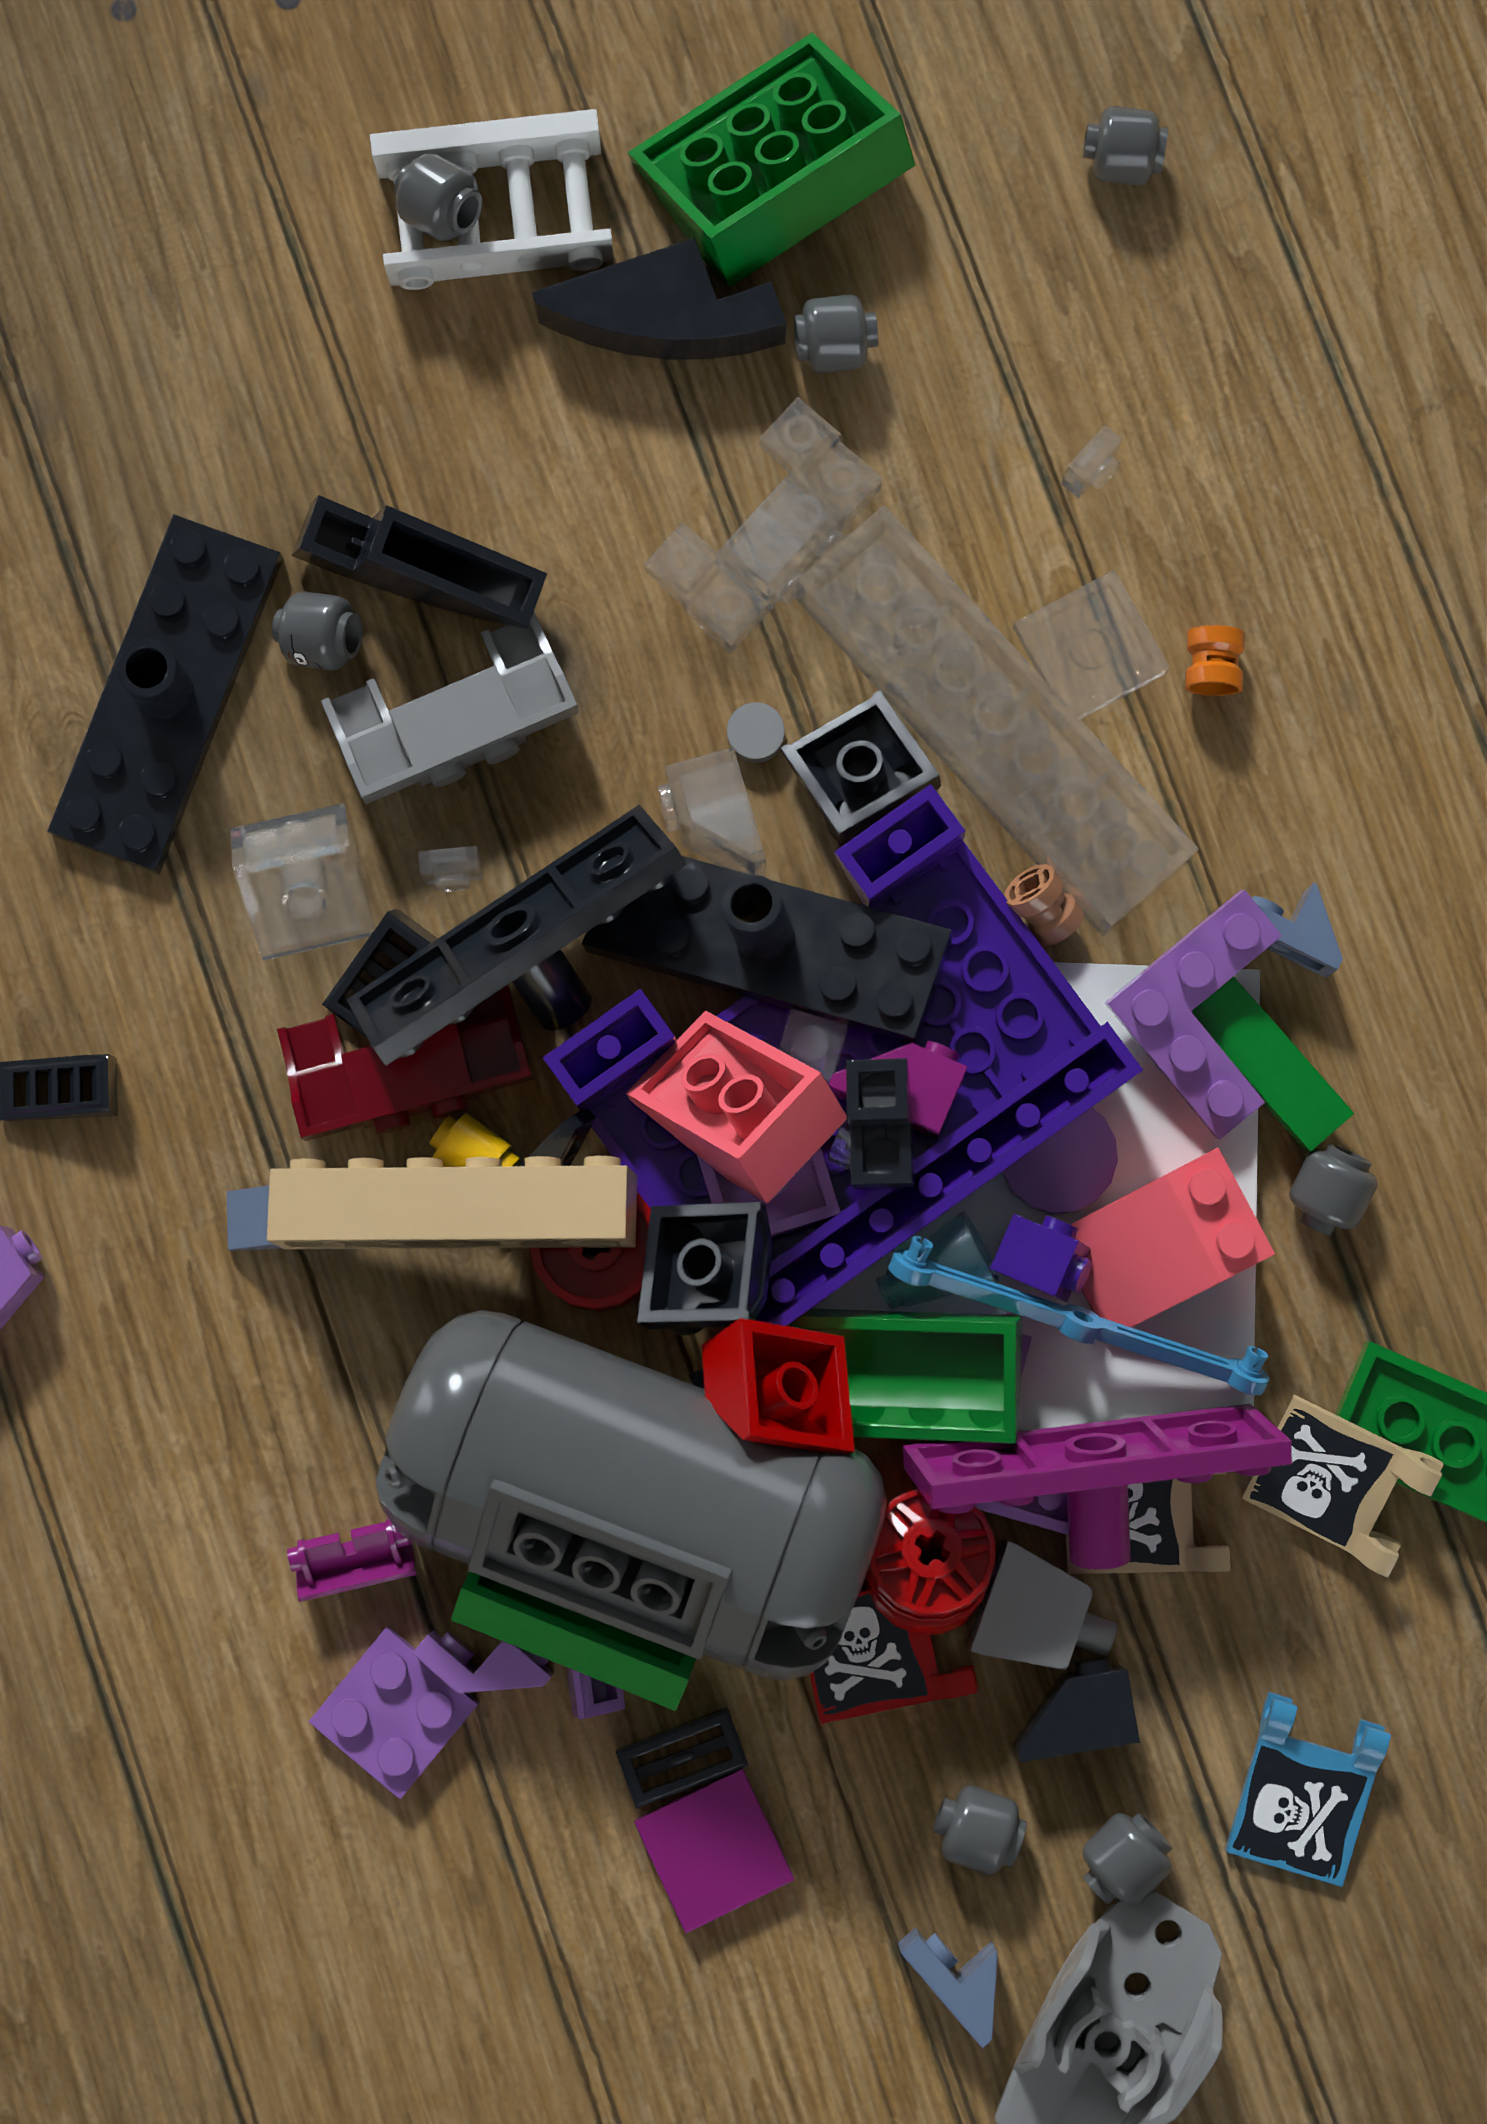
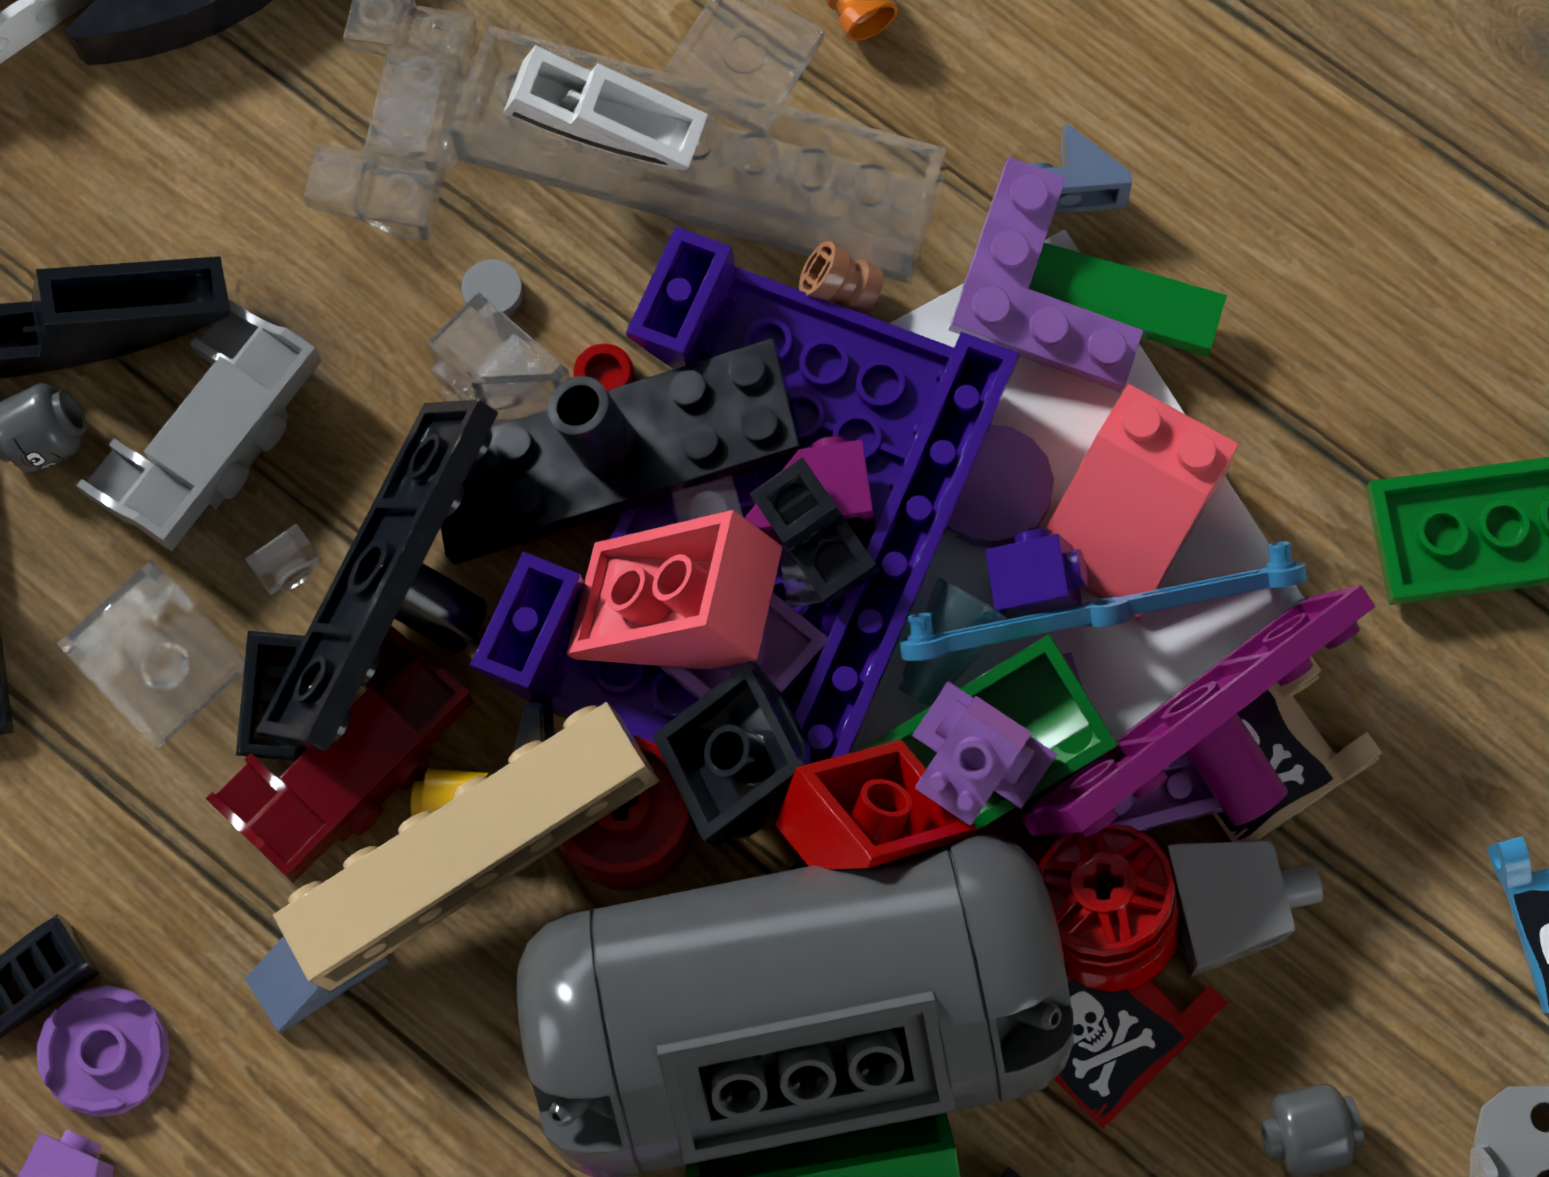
camera: 25 degrees left, 10 degrees down
(89, 1165) = (103, 1051): none -> medium lavender tile
(803, 861) = (606, 364): none -> red tile
(860, 767) = (602, 260): black slope -> none
(899, 1390) = (977, 754): none -> medium lavender tile
(932, 647) = (604, 110): none -> white slope
(1081, 1713) = (1334, 964): black slope -> none
(1126, 1859) = (1463, 1072): dark grey head -> none
(1333, 1189) = (1251, 372): dark grey head -> none
(1340, 1482) = (1425, 619): flag -> none

